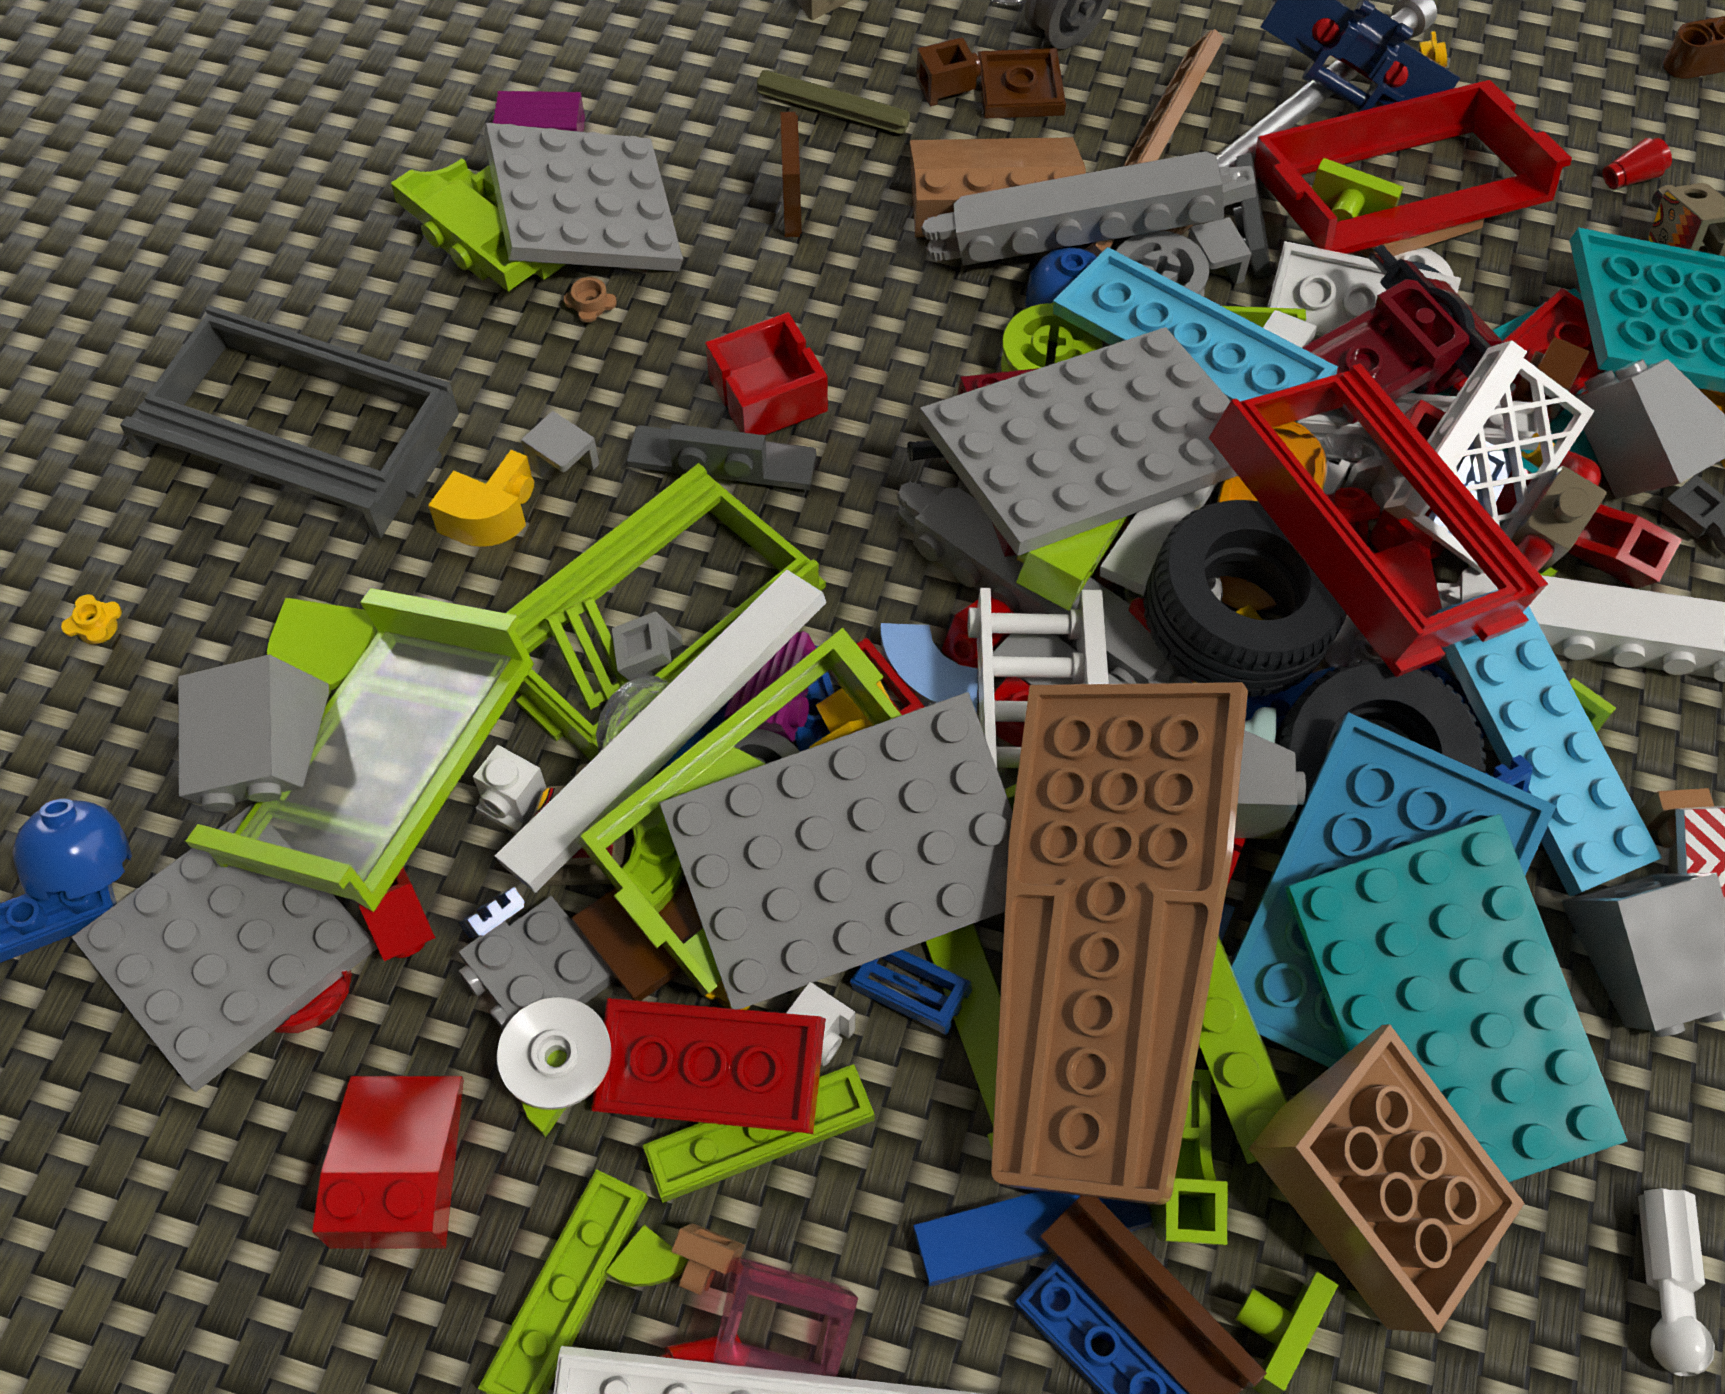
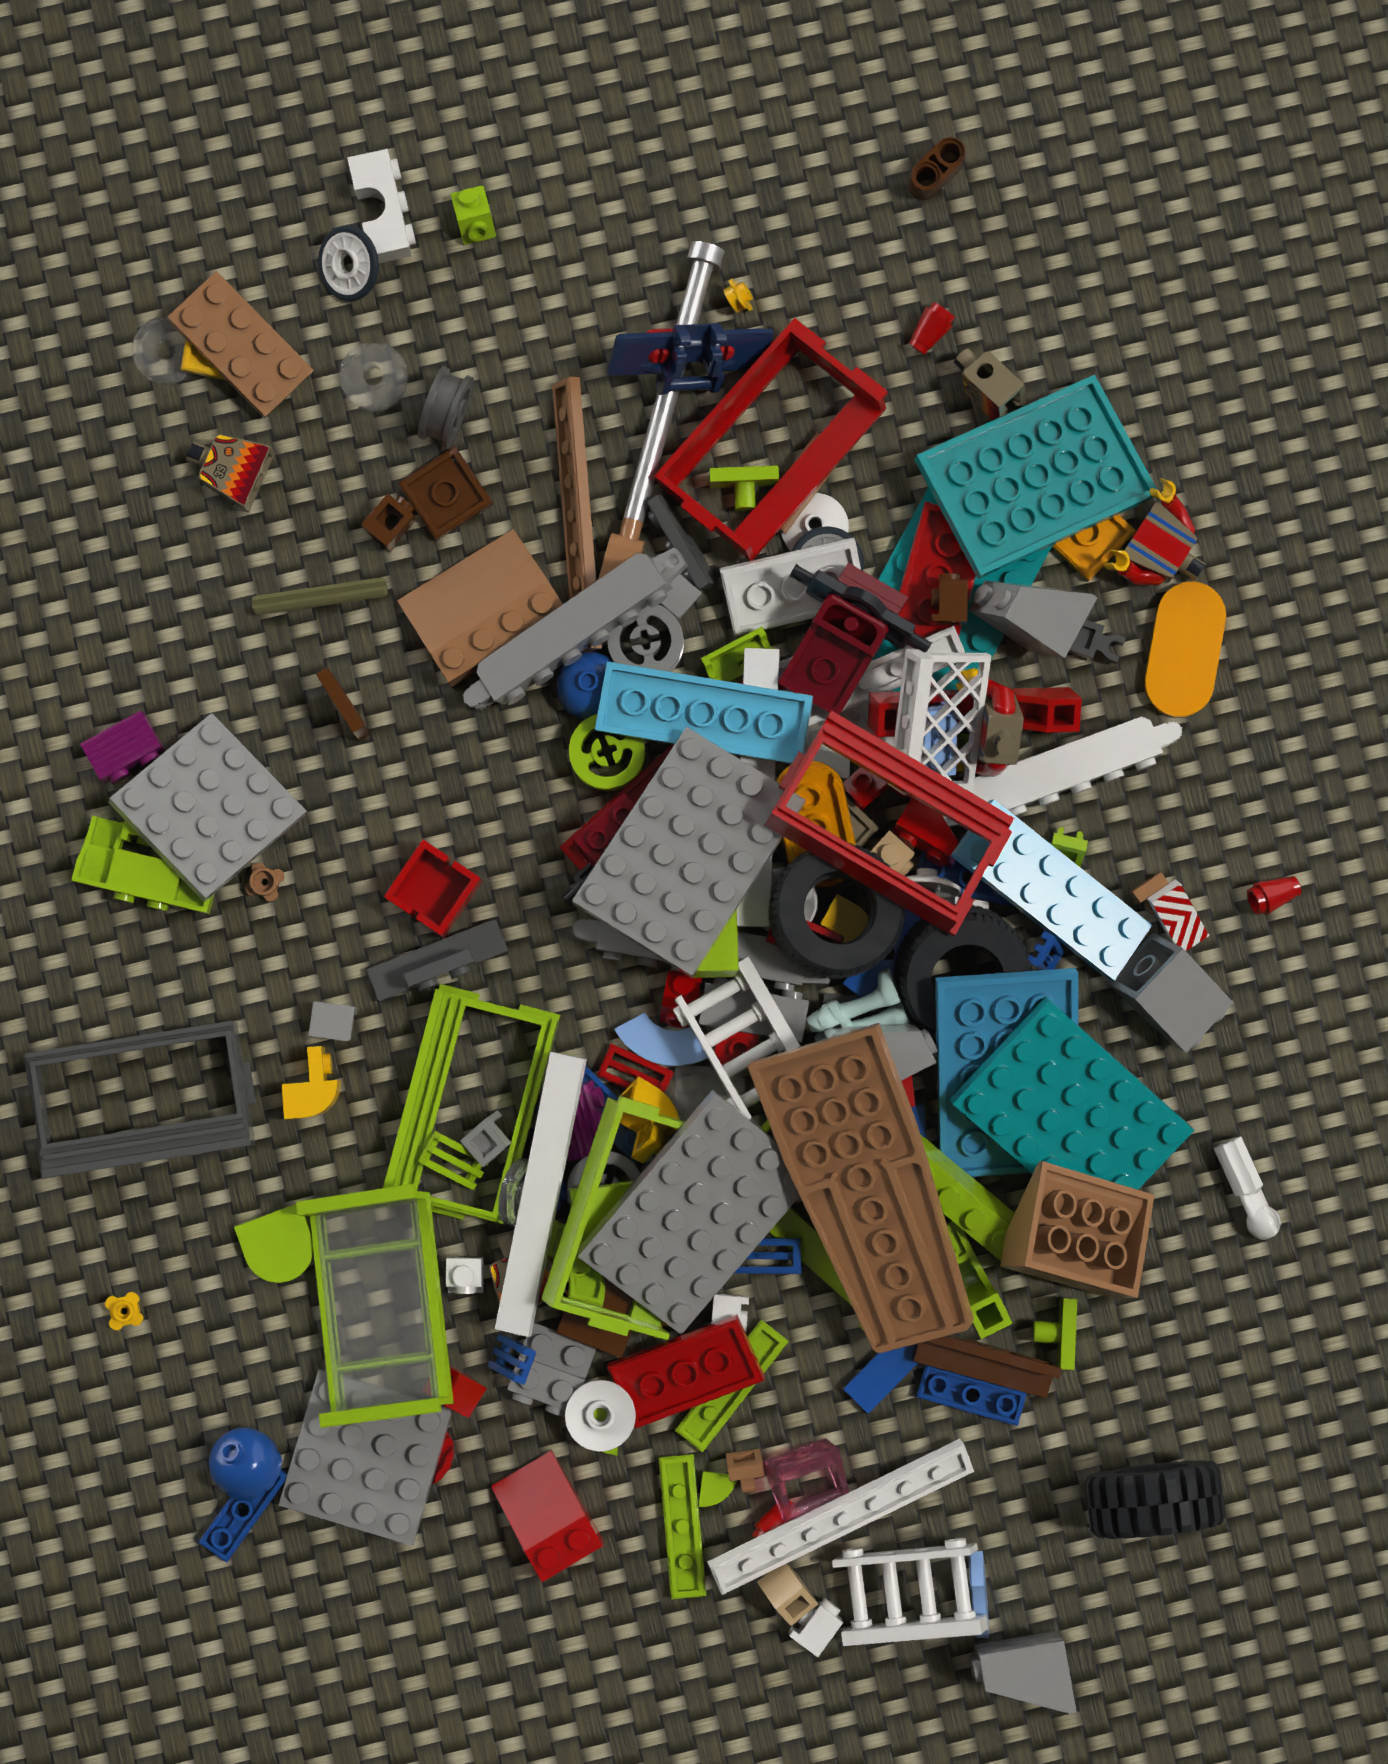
camera: 30 degrees left, 25 degrees up
(247, 731) = (297, 1338): light grey slope -> none

